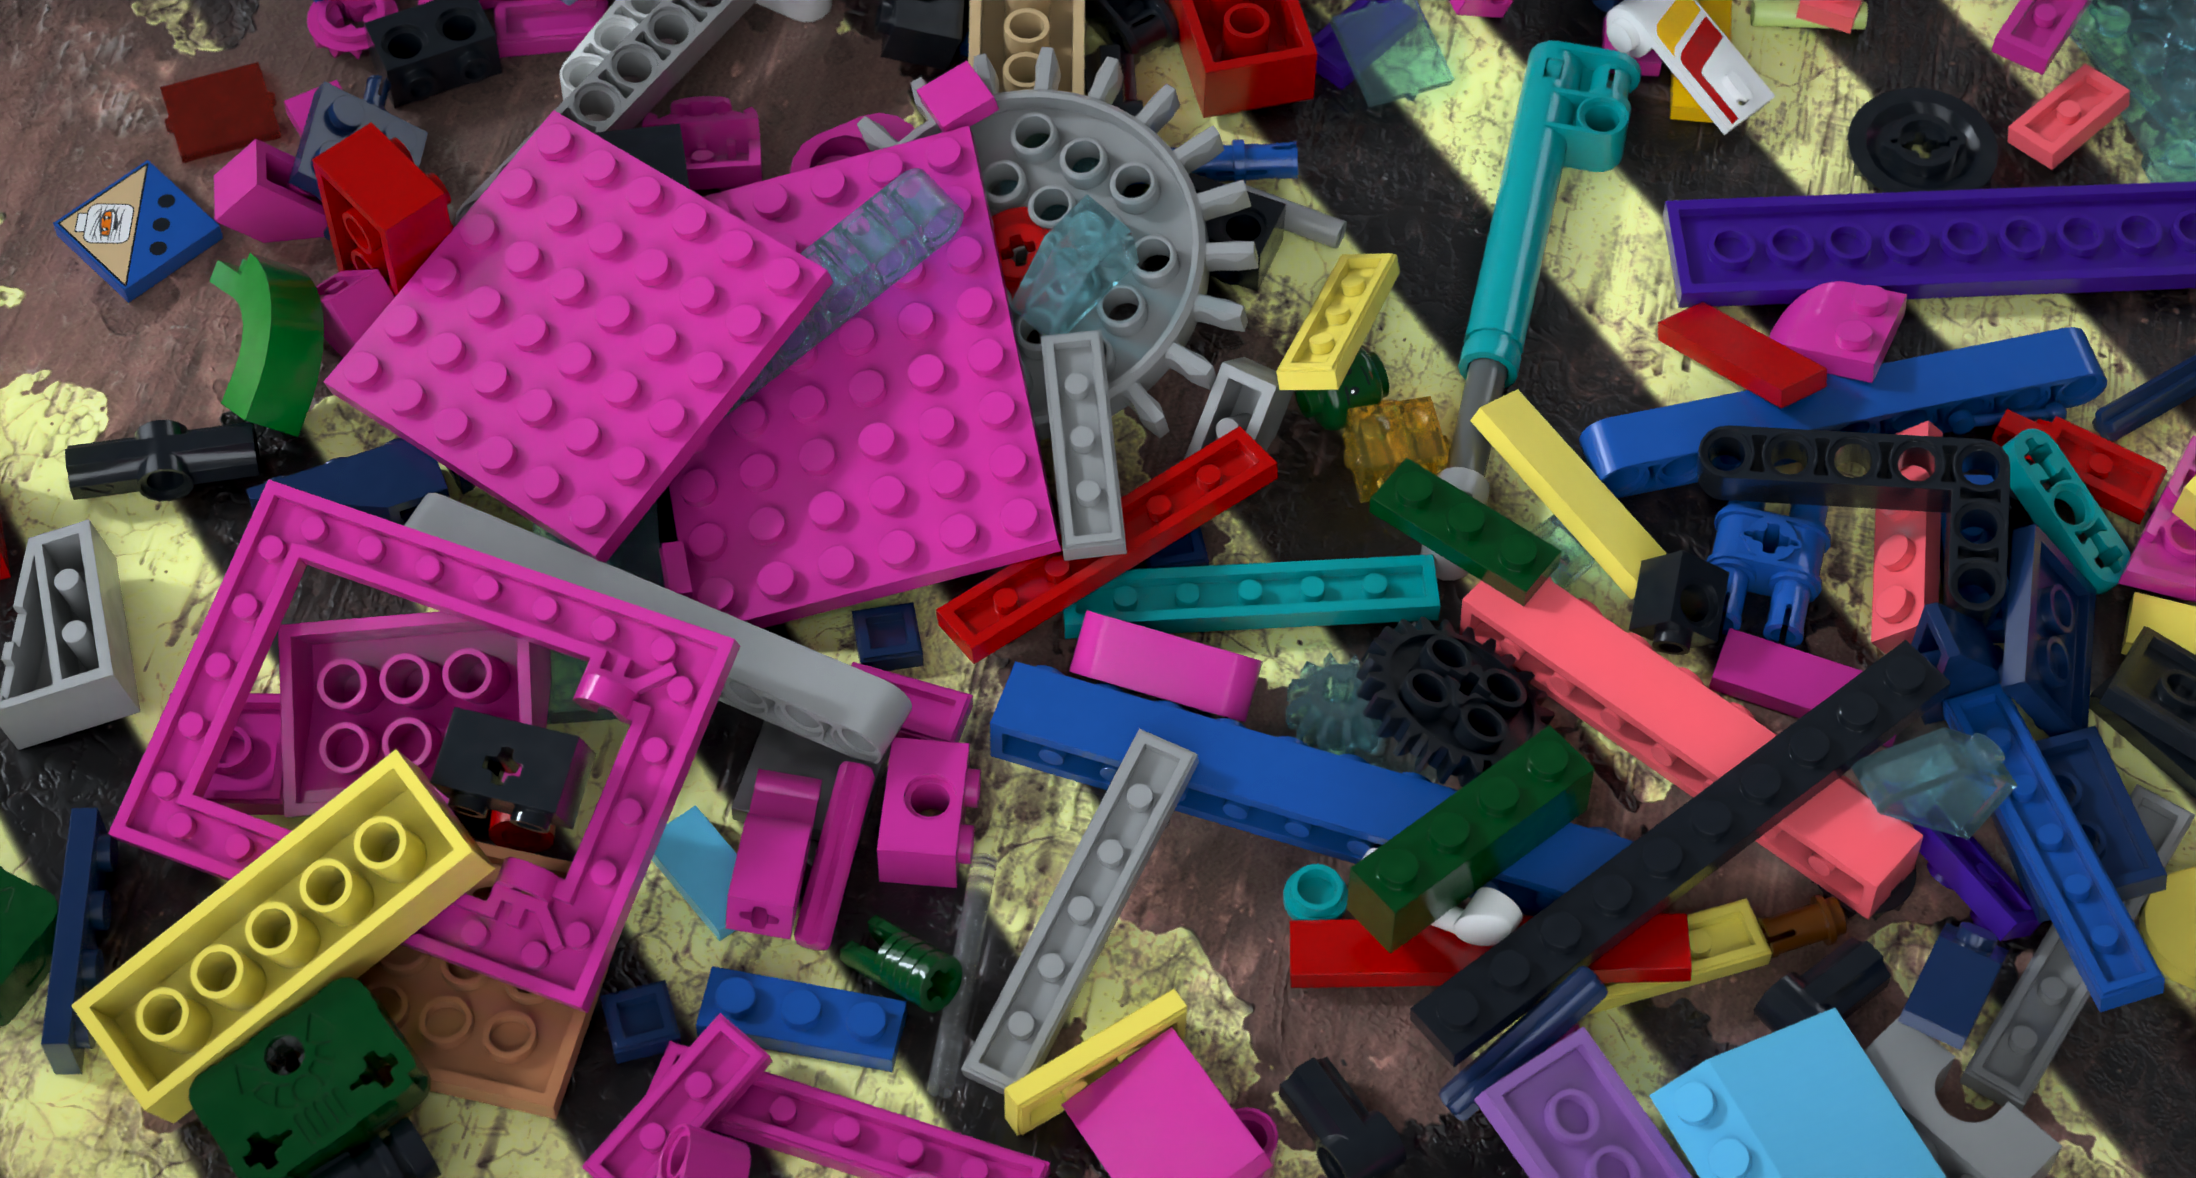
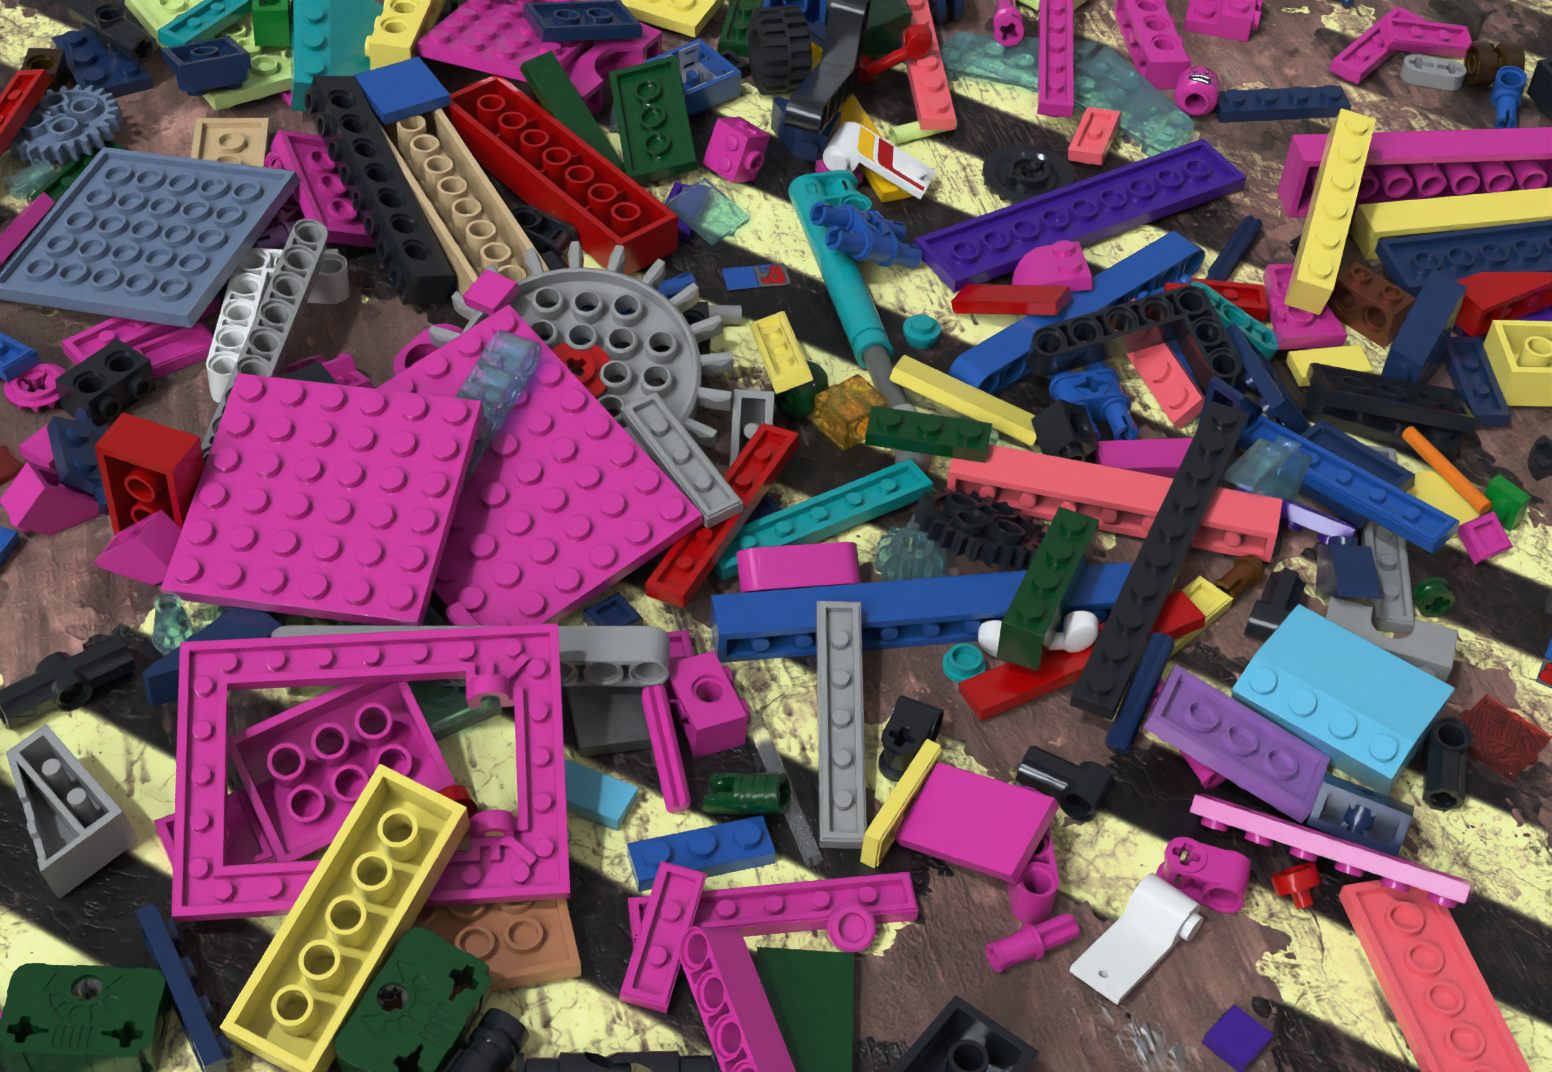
camera: 30 degrees left, 10 degrees down
(279, 342) = (114, 578): green arch -> none
(324, 431) = (170, 623): none -> clear light blue cone
(485, 746) = (476, 737): black brick -> none
(640, 1021) = (599, 896): dark blue tile -> none
(773, 854) = (631, 761): dark pink piece -> none
(1074, 268) = (623, 359): clear light blue slope -> none
(1175, 956) = (905, 734): none -> black piece
(1406, 178) = (756, 276): none -> sticker
(1583, 174) = (865, 235): none -> blue pin
(1588, 354) = (921, 331): none -> teal plate
(2081, 1075) = (1433, 597): none -> dark green bush

